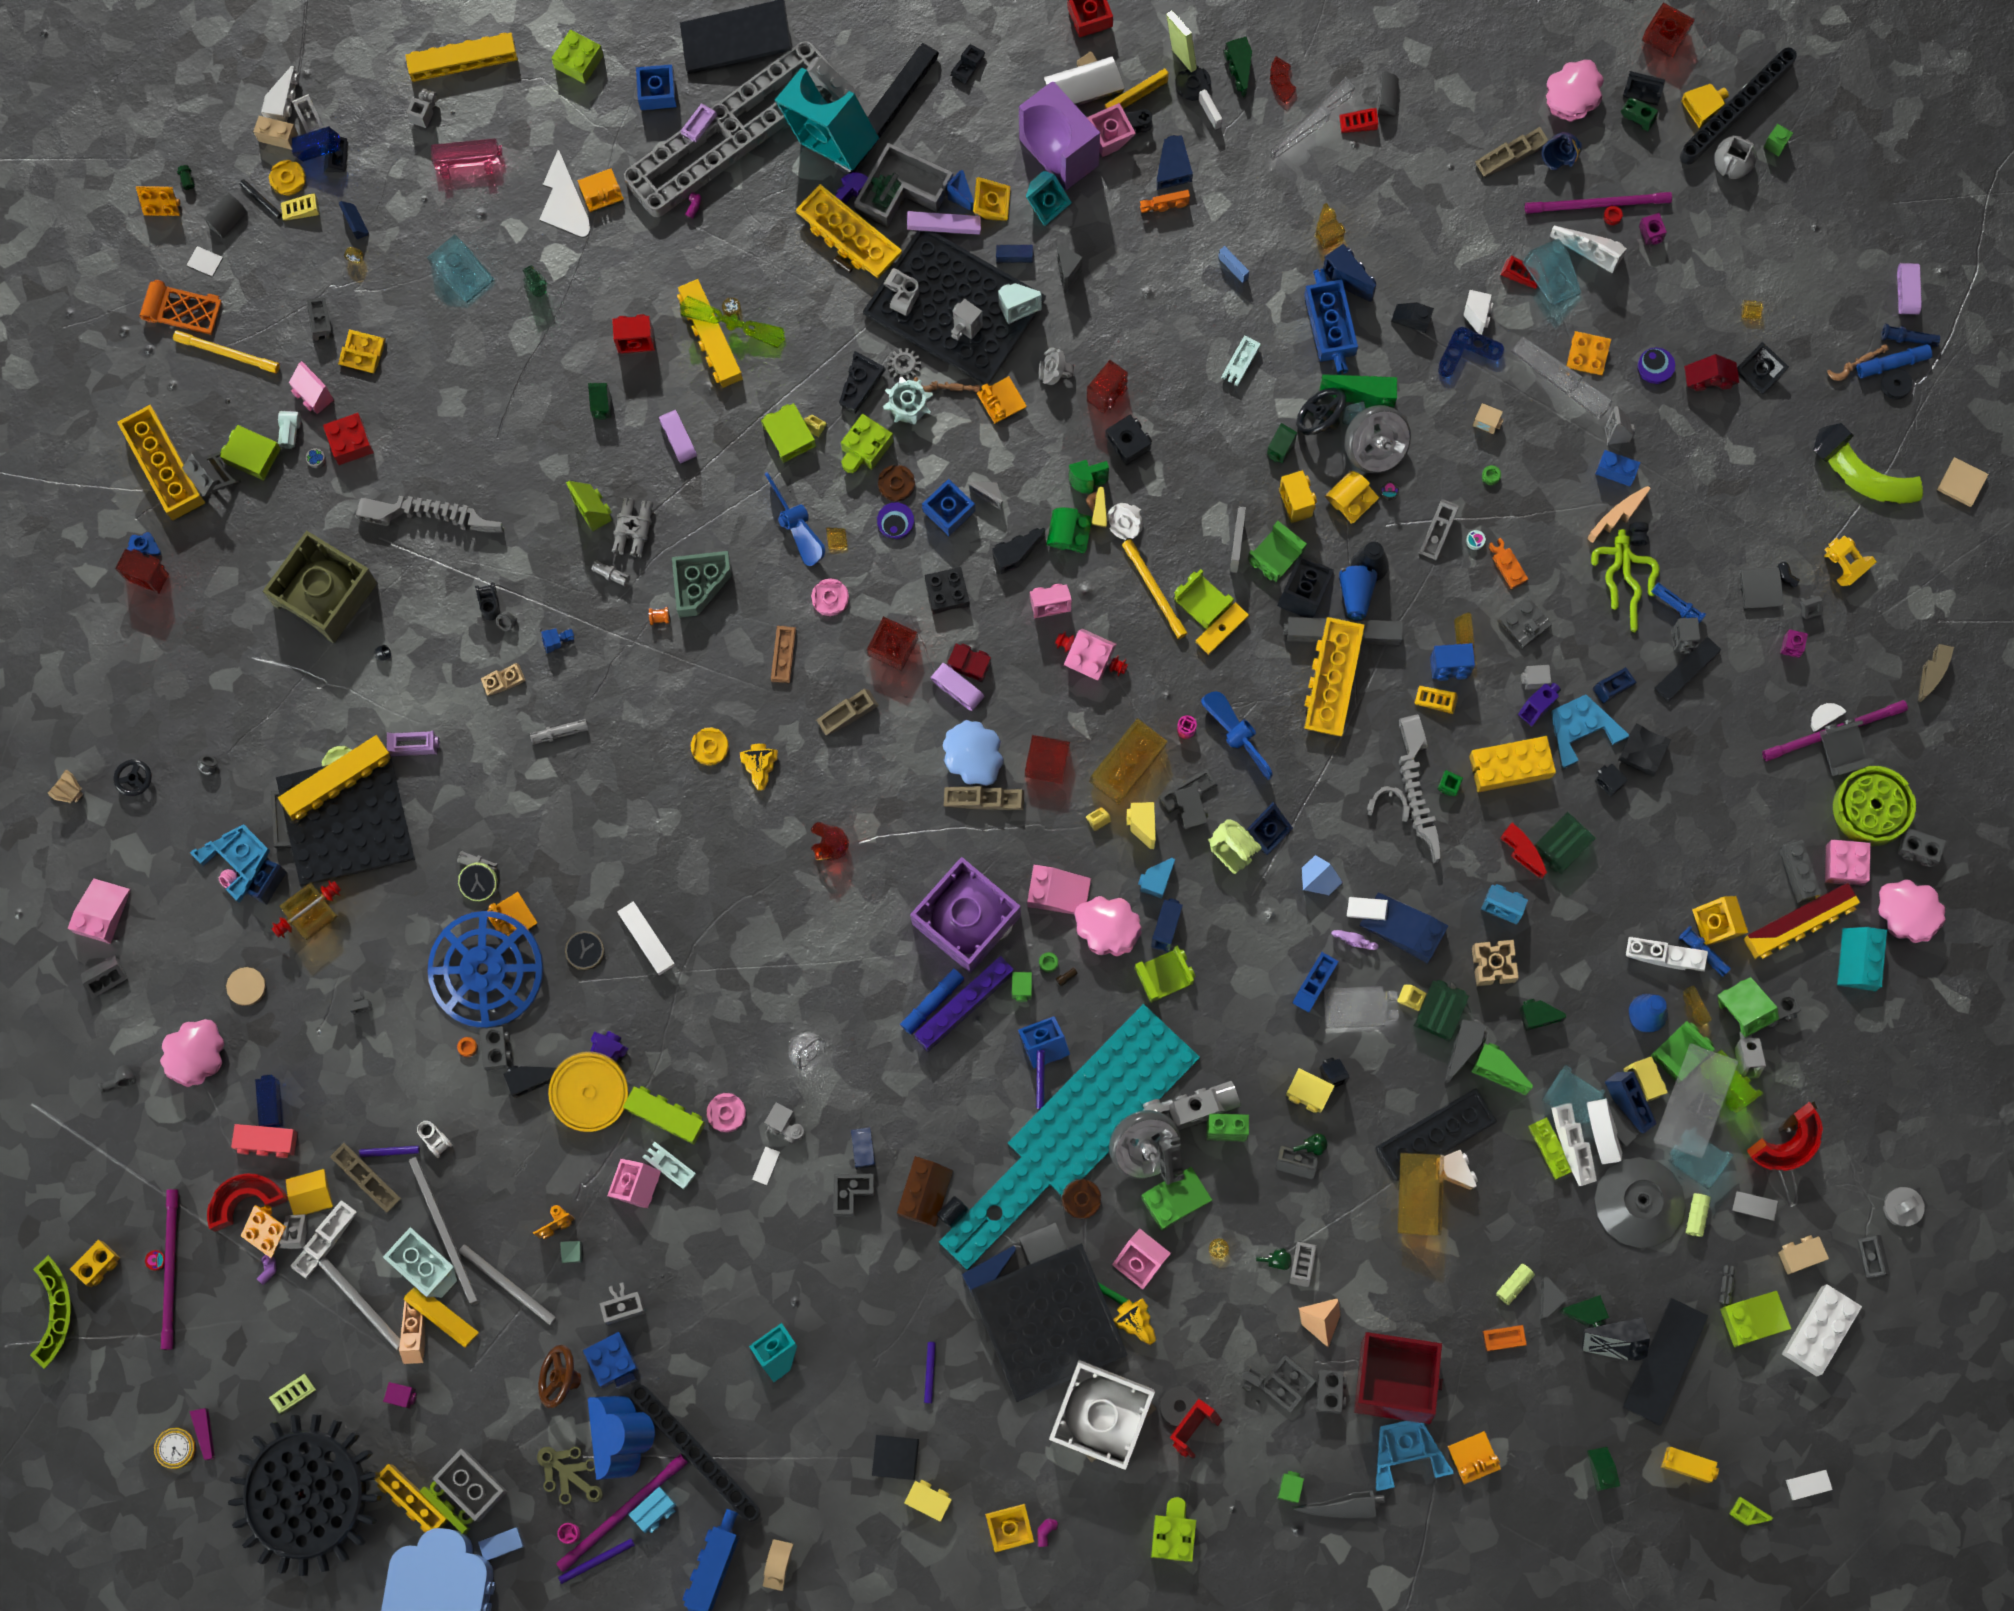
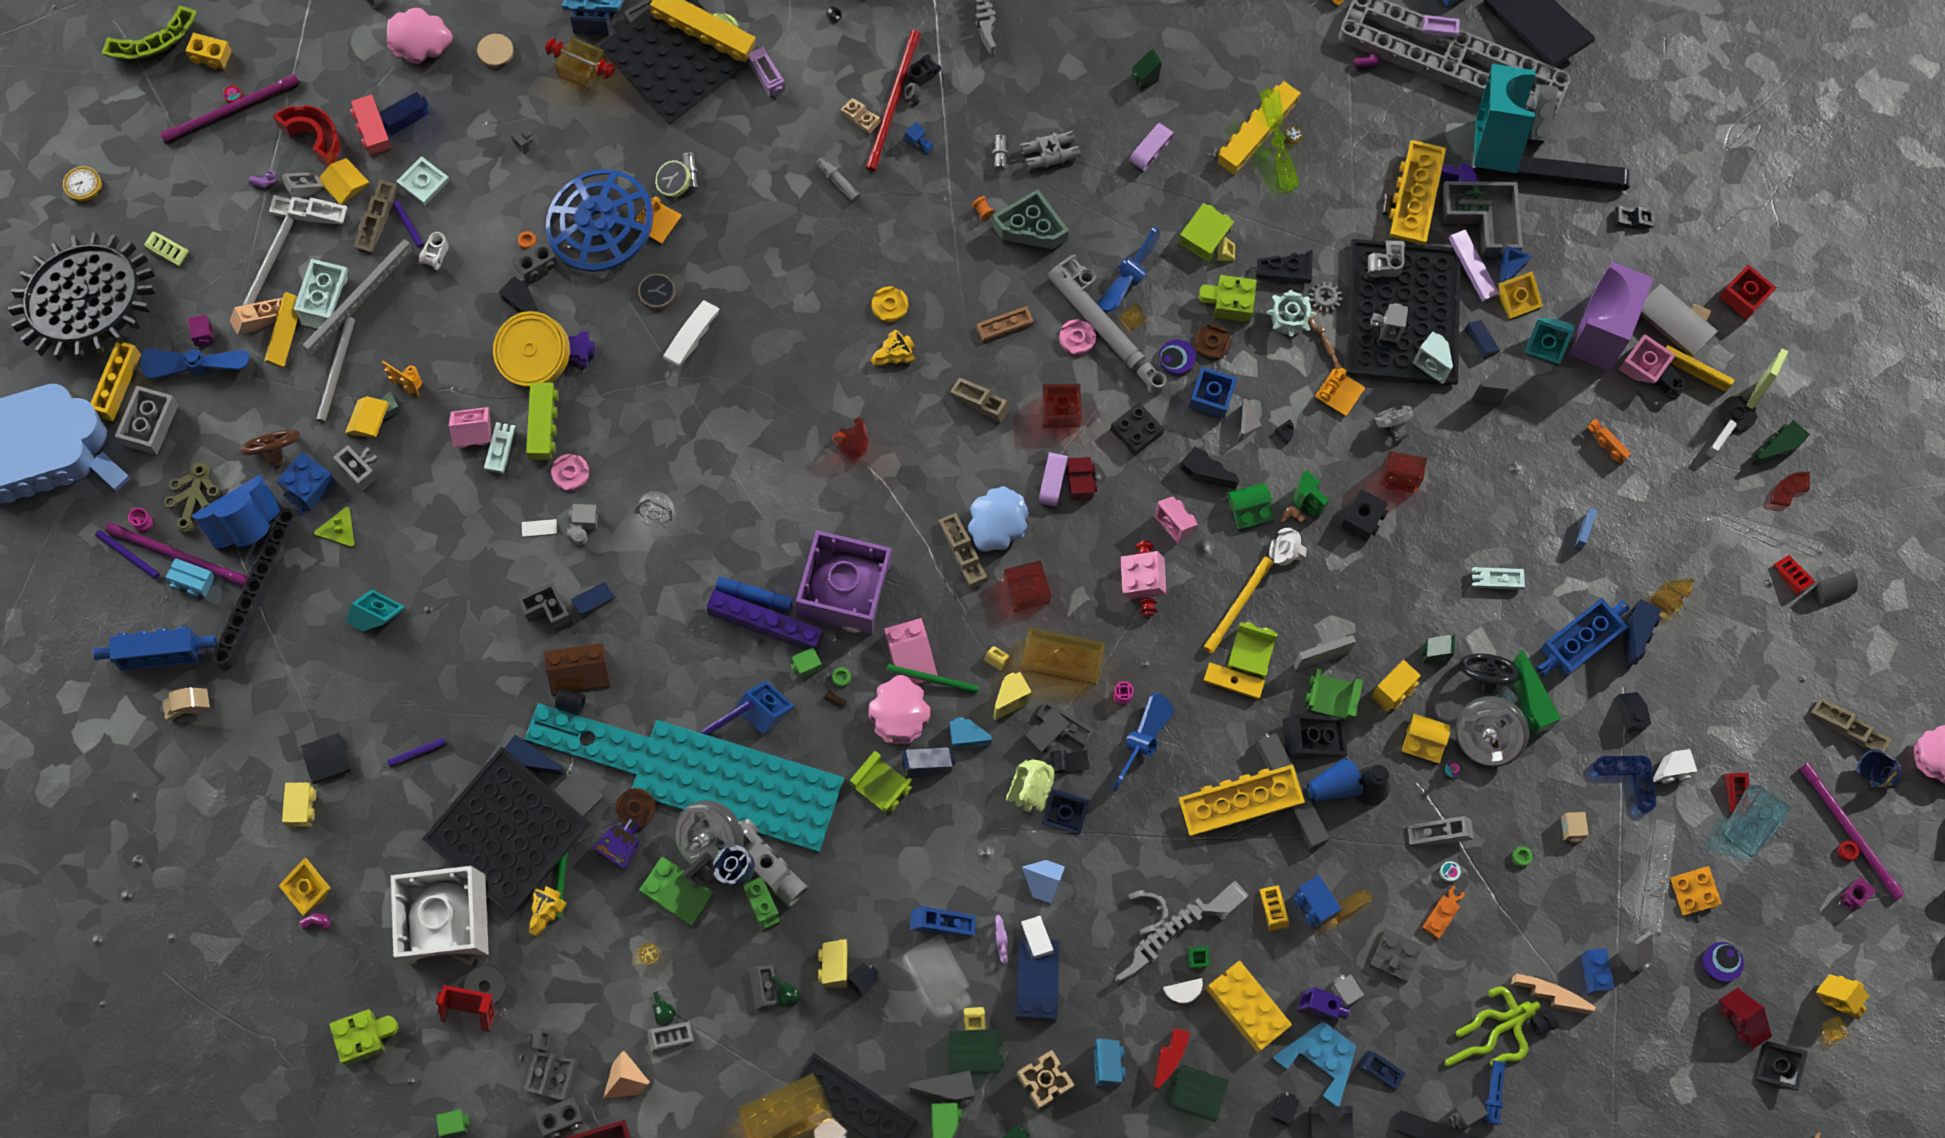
camera: 55 degrees right, 5 degrees down
(202, 1427) = (104, 198): magenta piece -> none
(263, 1230) = (291, 157): light orange hinge -> none
(350, 1117) = (423, 180): none -> light aqua tile
(416, 1447) = (162, 363): none -> blue piece
(446, 1508) = (117, 412): lime plate -> none
(455, 598) = (893, 100): none -> red piece
(575, 1275) = (367, 417): none -> yellow slope
(589, 504) = (1049, 103): lime slope -> none
(633, 334) = (1220, 66): red brick -> none
(672, 1351) = (338, 529): none -> lime piece
(775, 576) = (1069, 278): none -> light grey piece
(1014, 465) = (1285, 431): none -> black tile
(1091, 883) = (932, 678): none -> green axle
(1099, 514) = (1285, 520): light yellow slope -> none
(1108, 1228) = (619, 843): none -> dark purple torso
(1141, 1259) = (605, 886): bright pink slope -> none
(1174, 164) = (1649, 431): dark blue slope -> none
(1190, 1132) = (734, 866): none -> dark blue cylinder
(1224, 803) = (1069, 762): none -> black panel
(1472, 810) = (1184, 992): none -> white tile
(1595, 248) = (1804, 849): white wedge -> none
(1730, 287) = (1844, 995): none -> yellow brick

